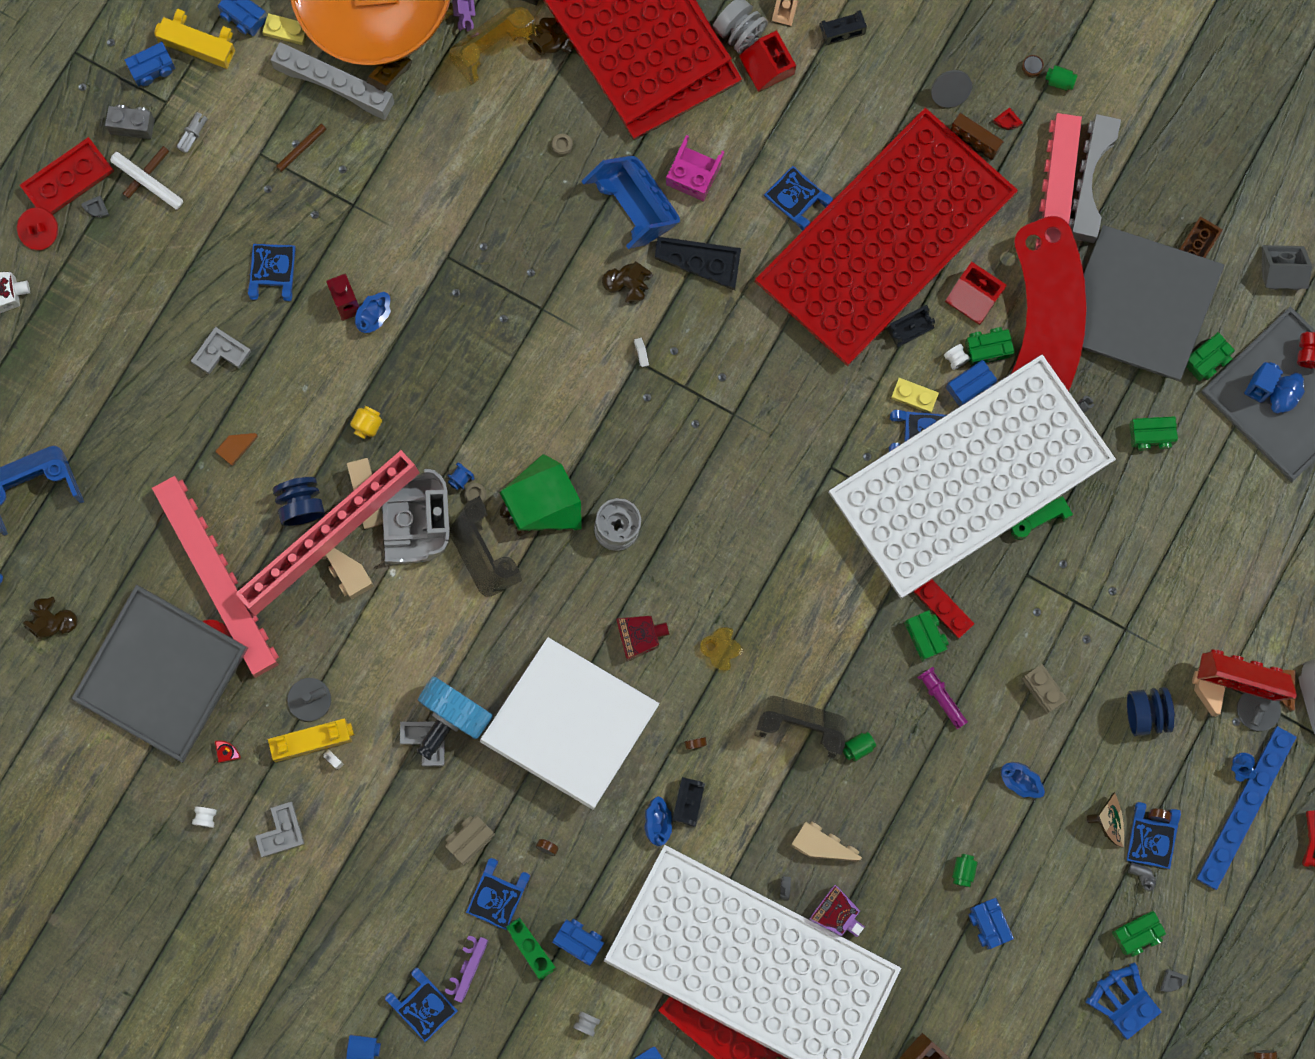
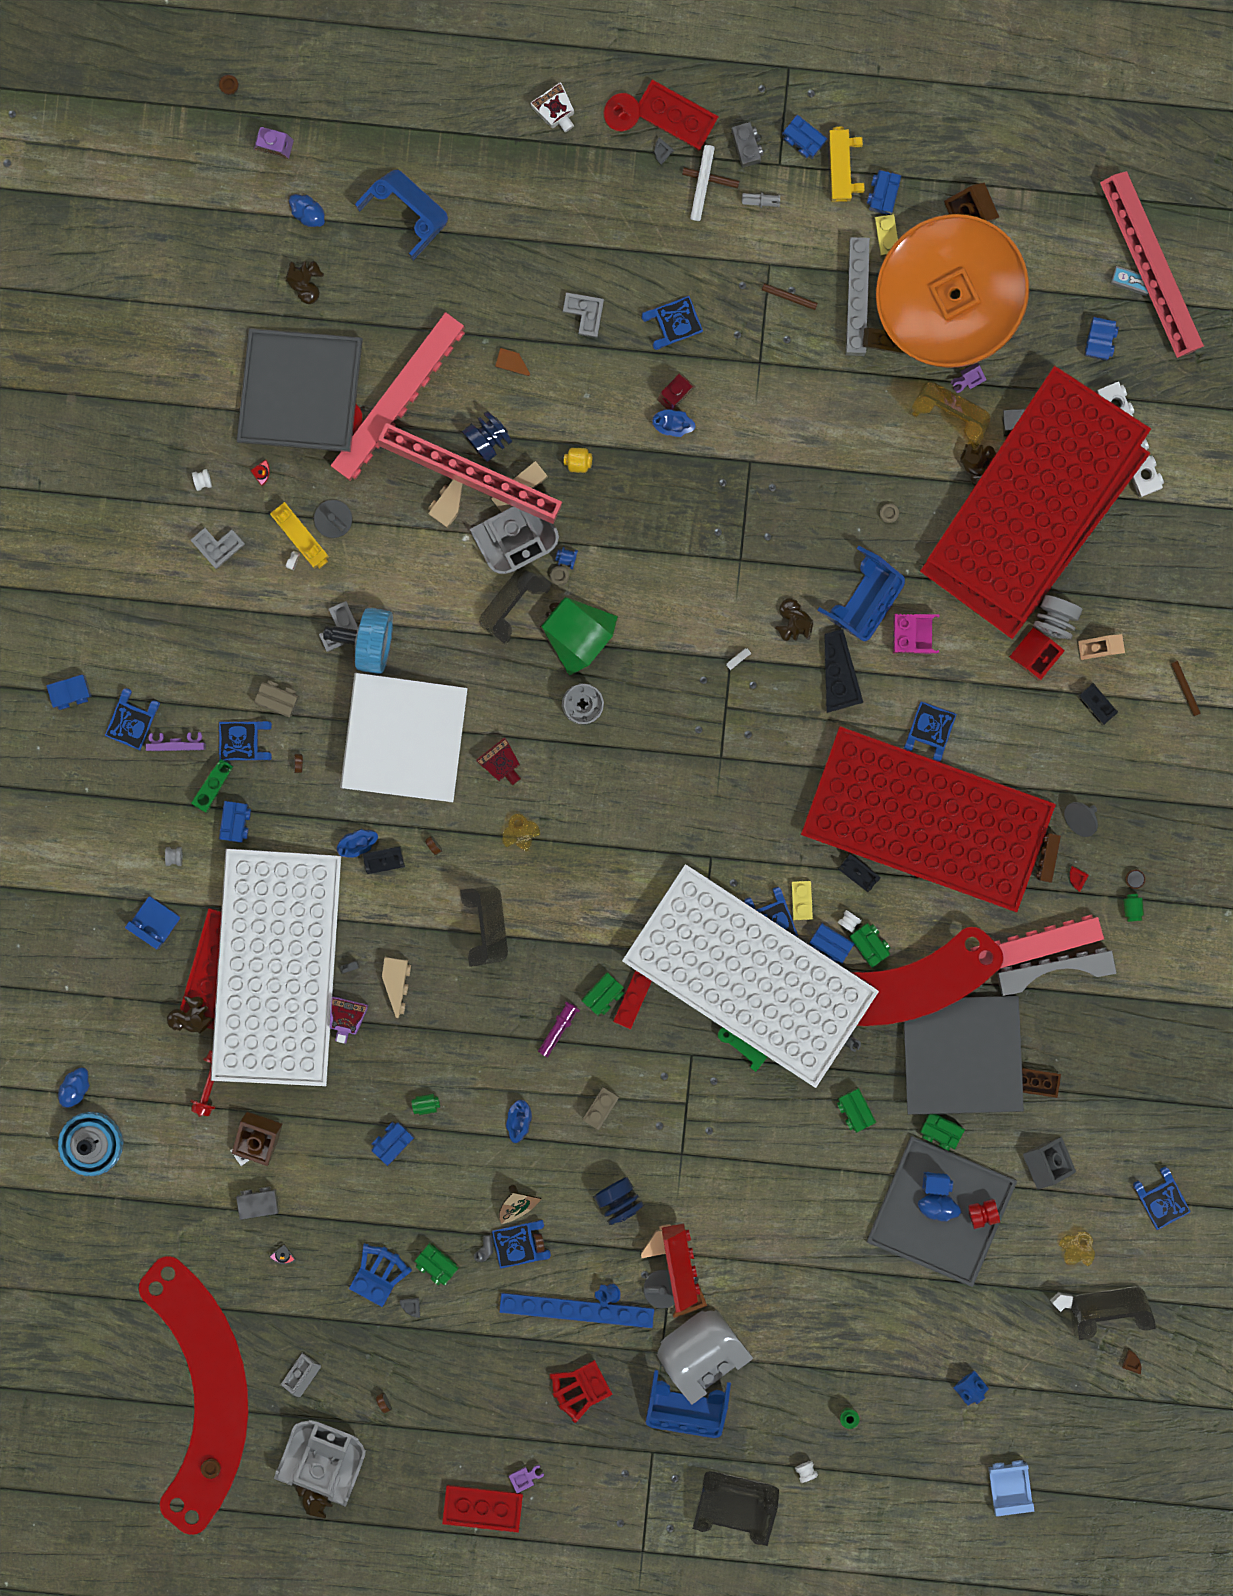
camera: 70 degrees right, 10 degrees up
(859, 746) = (488, 978): green brick -> none
(975, 293) = (910, 914): red slope -> none

